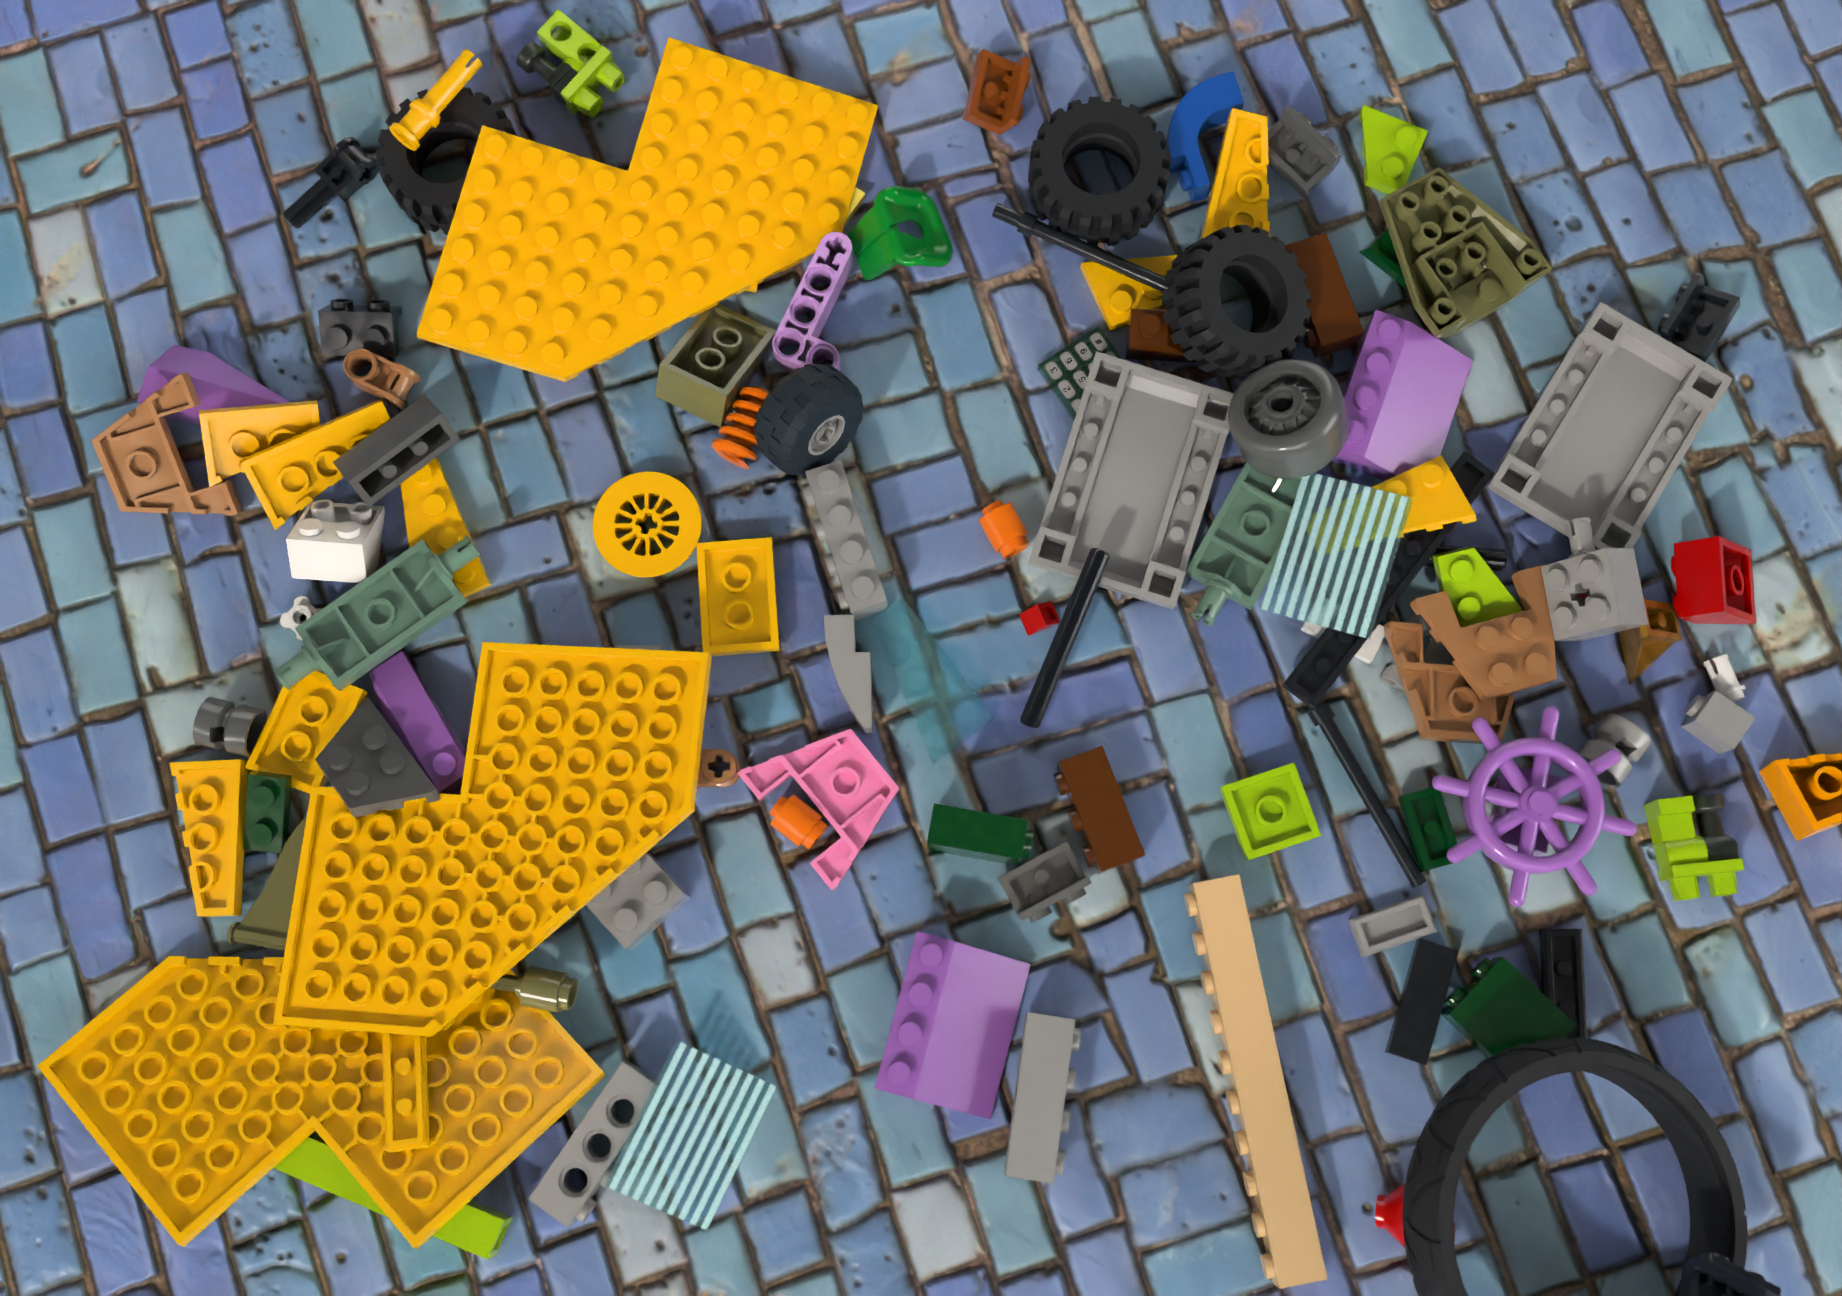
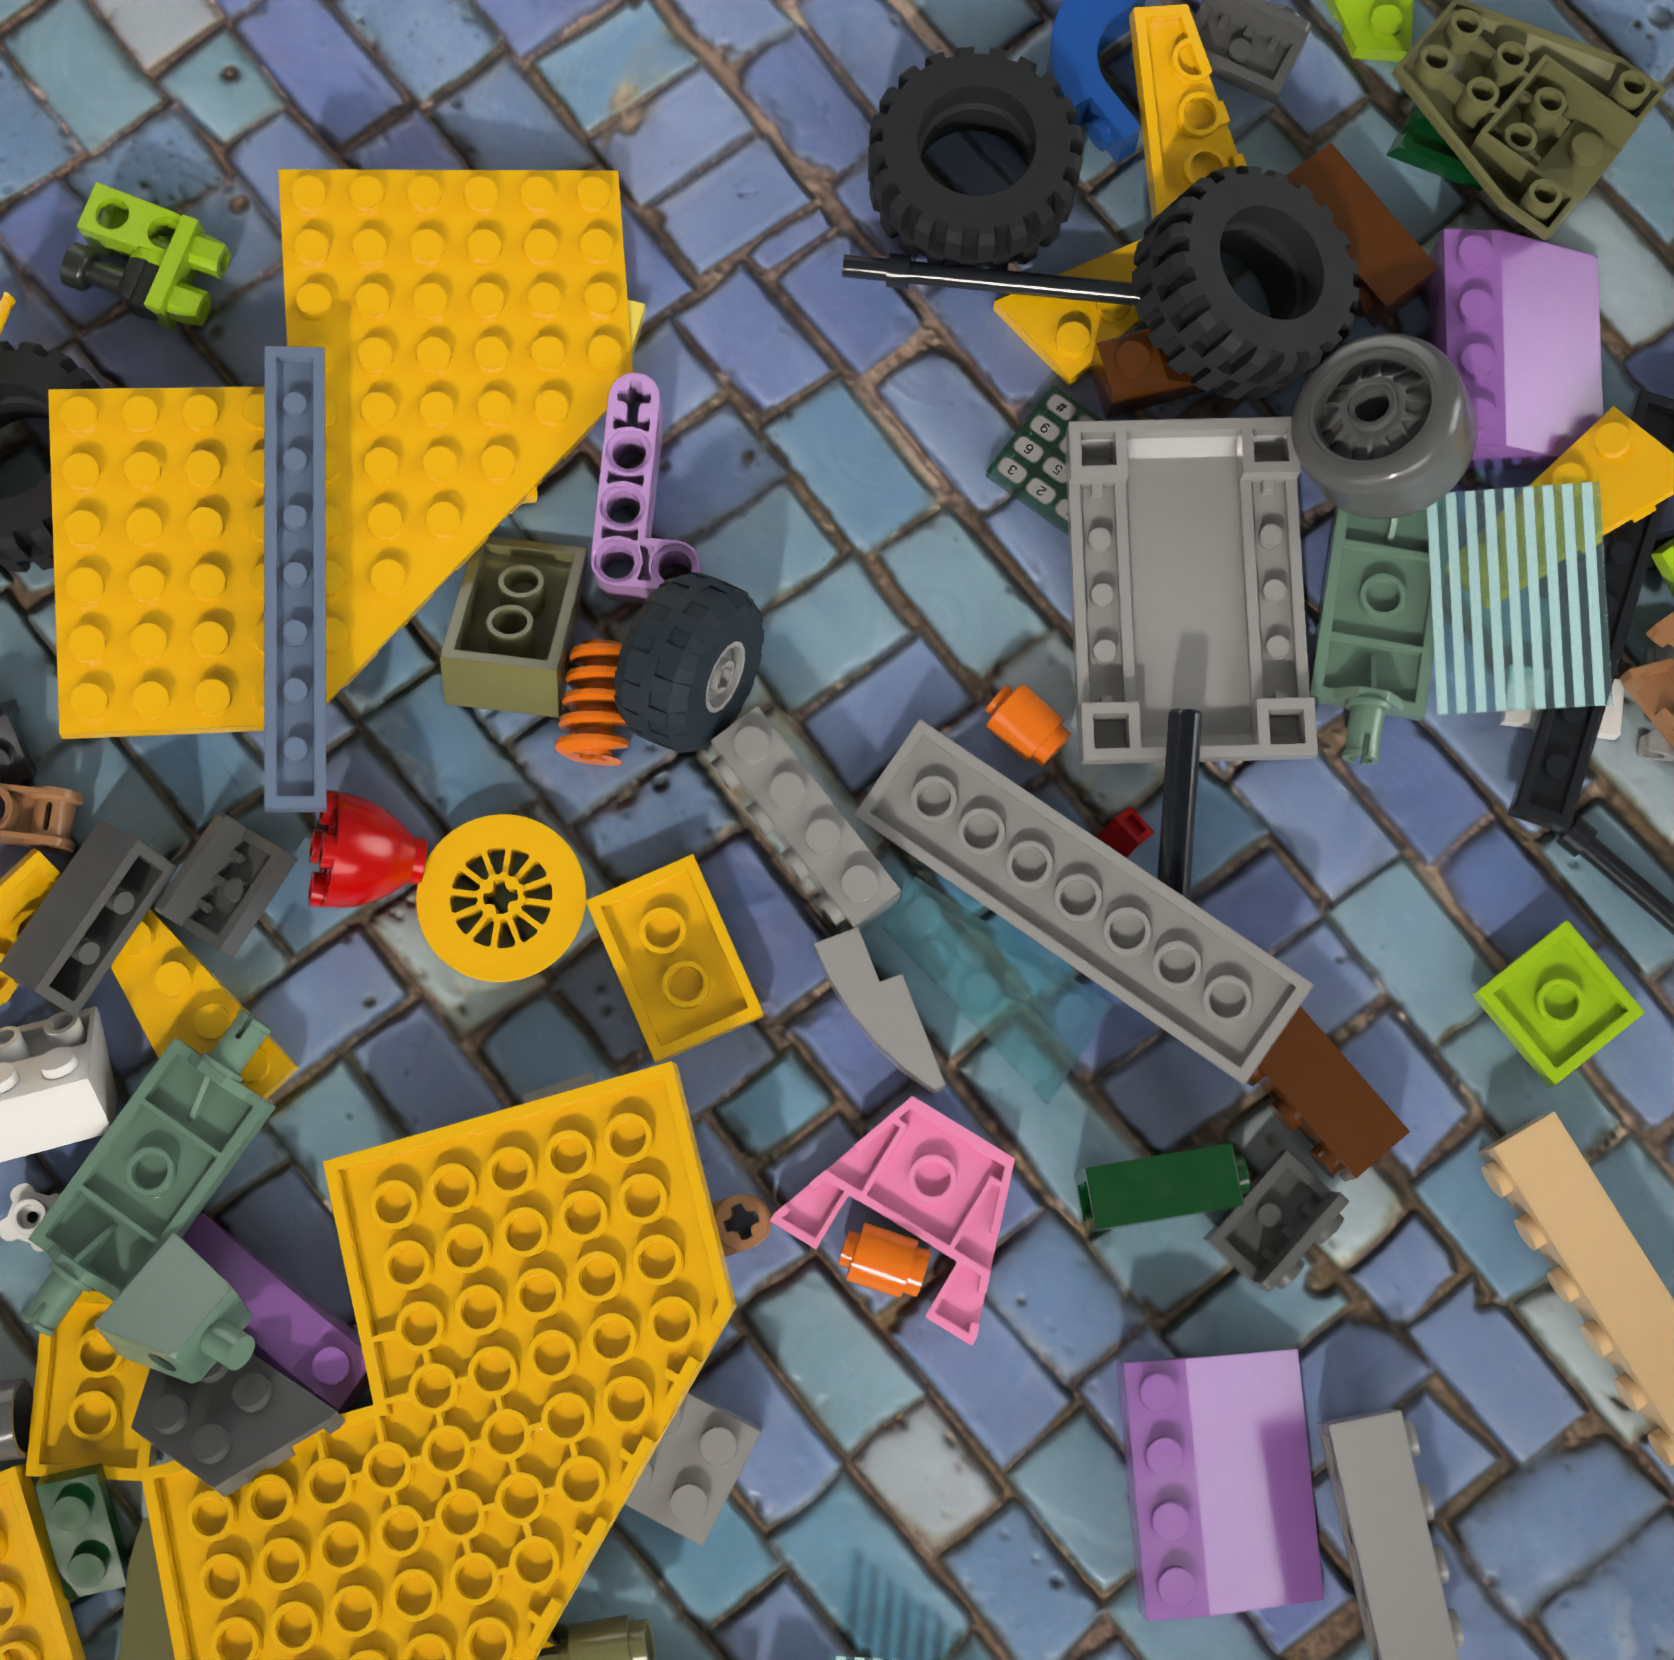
camera: 20 degrees left, 0 degrees up
(365, 703) = (179, 1317): none -> sand green torso
(485, 459) = (225, 884): none -> dark grey bracket
(573, 468) = (361, 854): none -> red piece
(588, 288) = (294, 580): none -> sand blue plate
(881, 244) = (699, 371): green piece -> none
(997, 92) = (784, 95): dark orange bracket -> none
(997, 647) = (1084, 902): none -> light grey plate

